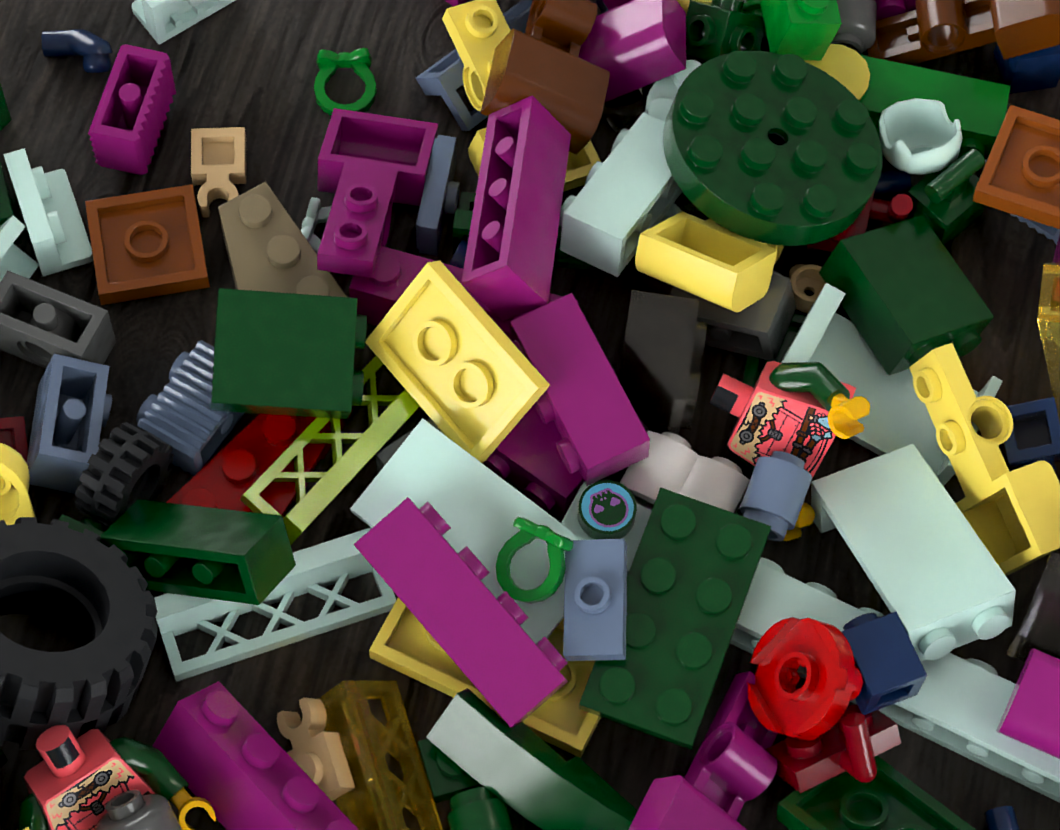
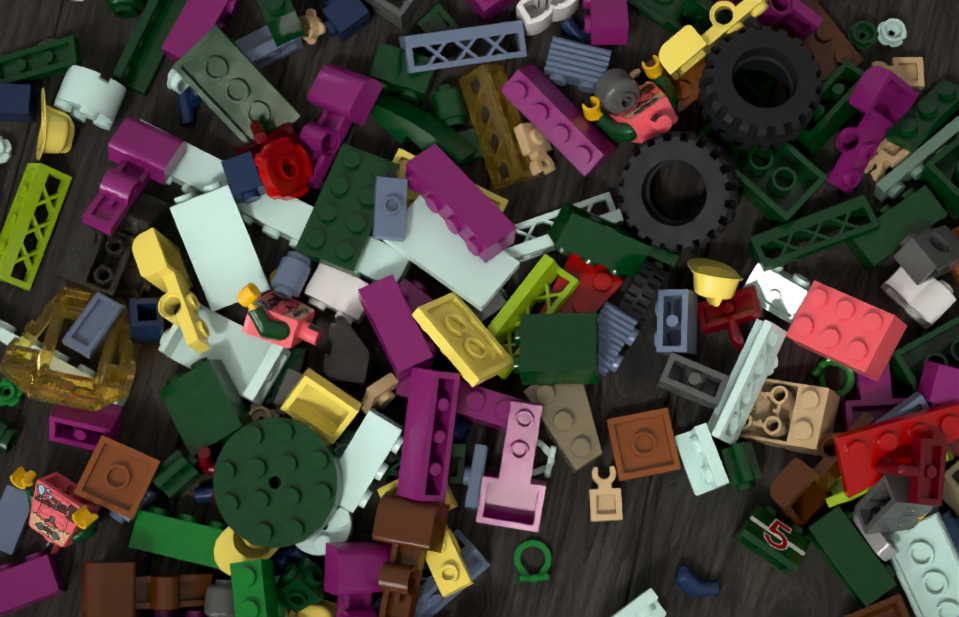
camera: 175 degrees left, 15 degrees up
(132, 109) = (658, 527): magenta brick -> none
(555, 547) = (409, 232): green piece -> none
(604, 300) = (380, 393): none -> tan plate
(607, 510) = (381, 264): tile -> none
(919, 136) = (188, 501): light aqua hair -> none

